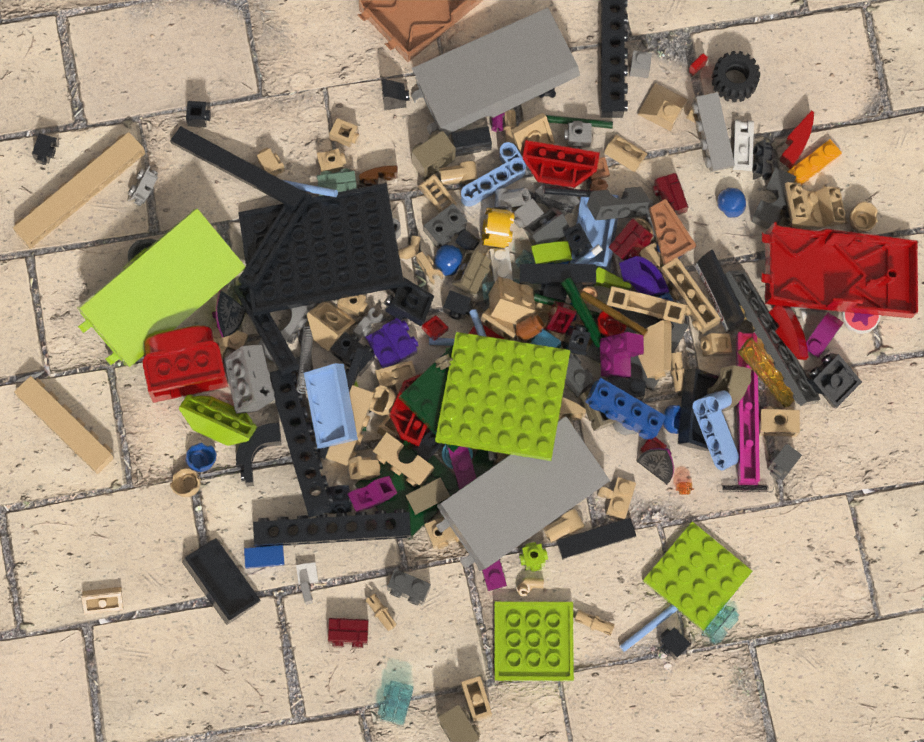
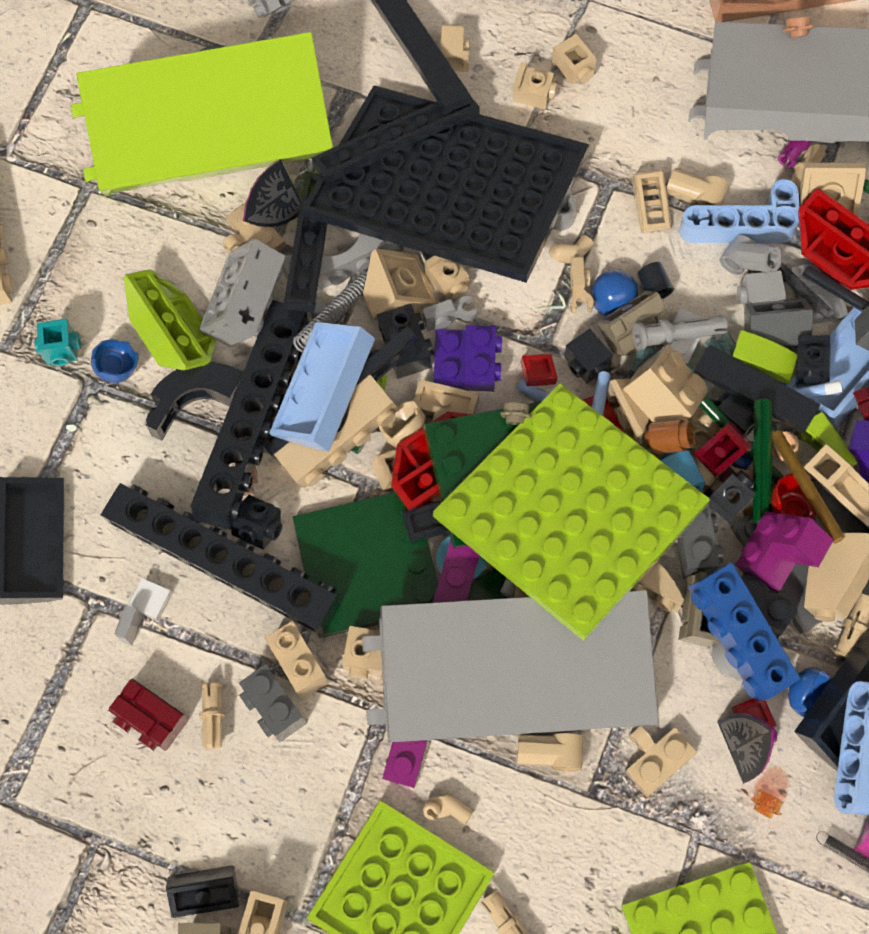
camera: 40 degrees right, 5 degrees down
(157, 461) = (57, 342): none -> teal brick
(183, 363) = (166, 224): red brick -> none
(186, 482) = (73, 383): tan hair -> none
(264, 557) = (109, 542): blue tile -> none
(314, 189) = (490, 105): light blue bar -> none
(340, 181) = (520, 110): sand green brick -> none
(363, 468) = (315, 499): tan brick -> none
(372, 176) = (597, 135): reddish brown slope -> none
(373, 494) = (303, 543): magenta brick -> none
(394, 95) = (670, 45): black slope -> none
(396, 703) = (145, 862): clear light blue brick -> none
(407, 558) = (296, 660): none -> tan brick
(409, 302) = (523, 313): black plate -> none
(416, 471) = (366, 496): tan arch -> none
(427, 495) = (379, 588): dark tan hinge -> none
(433, 155) = (677, 142): dark tan brick -> none
(433, 700) = (202, 891): none -> black slope
(445, 226) = (637, 244): dark grey brick -> none
(462, 50) = (798, 26): none -> nougat plate
(471, 141) = (740, 156): black brick -> none
(493, 269) = (666, 332): none -> light grey pin
(497, 228) = (707, 283): yellow brick -> none
(530, 563) = (477, 781): lime brick -> none
(596, 538) = (588, 799): black tile -> none

